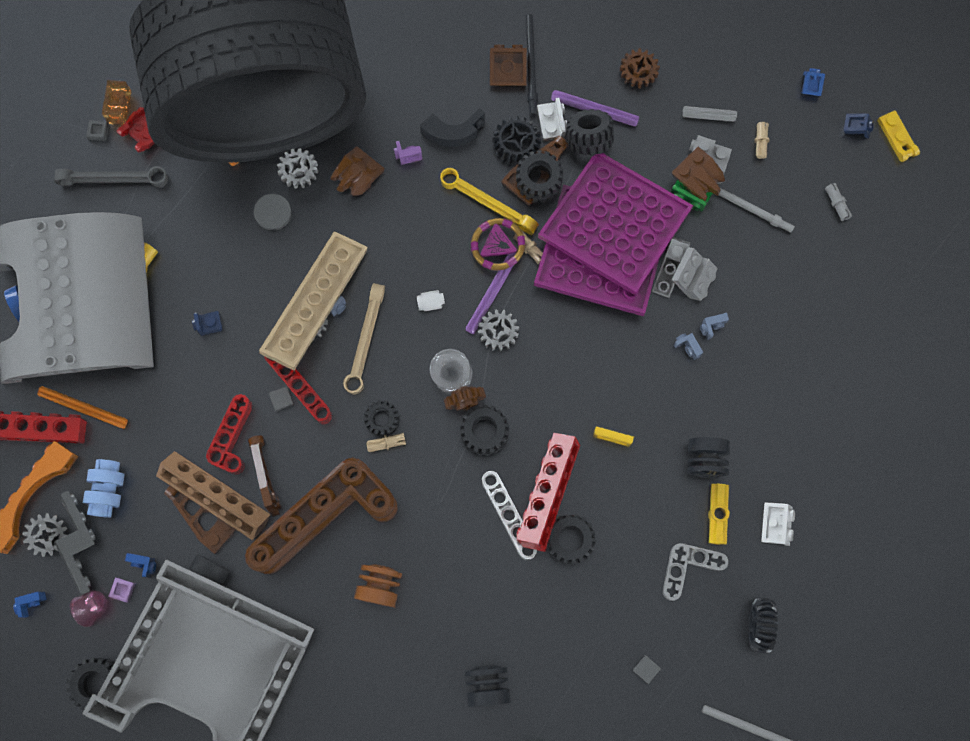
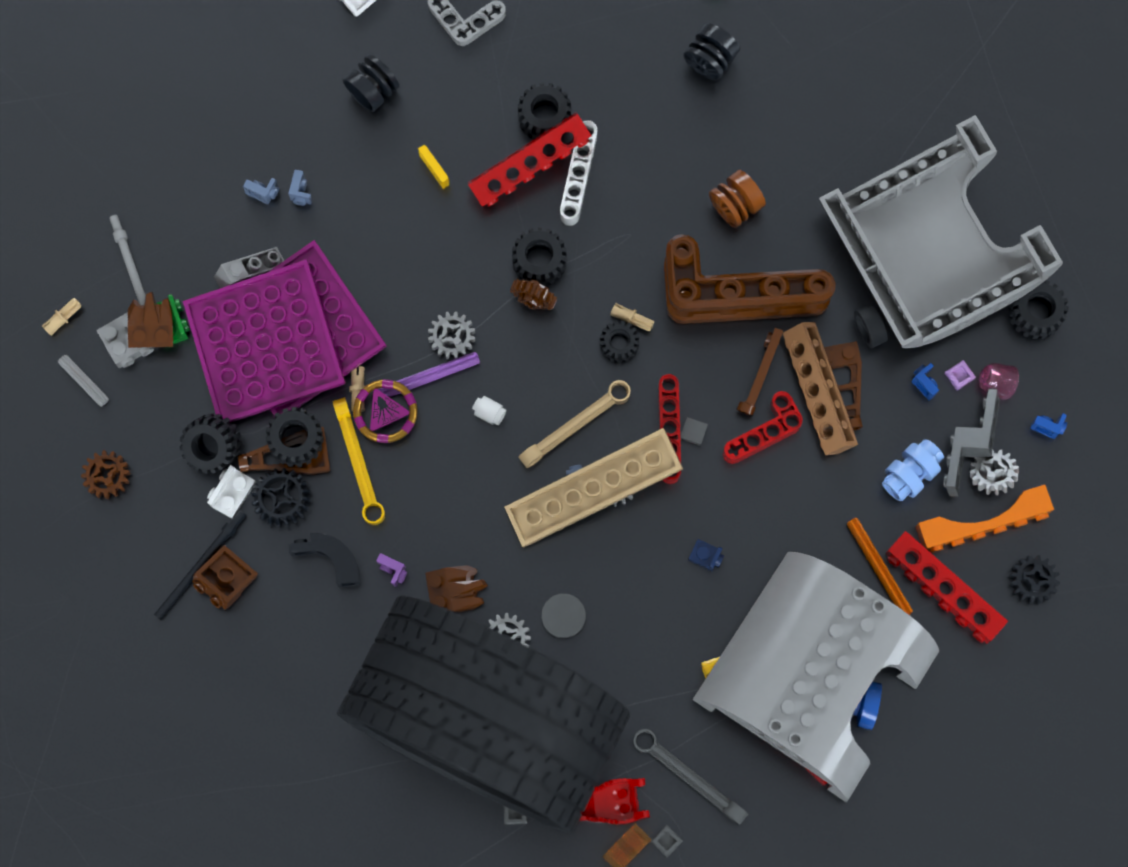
camera: 140 degrees left, 0 degrees up
(447, 361) = (531, 317): clear wheel -> none
(584, 104) = (181, 472): medium lavender axle -> none
(694, 274) = (238, 240): light grey plate -> none
(717, 526) = (412, 28): yellow piece -> none
(838, 201) = (50, 207): light grey pin -> none

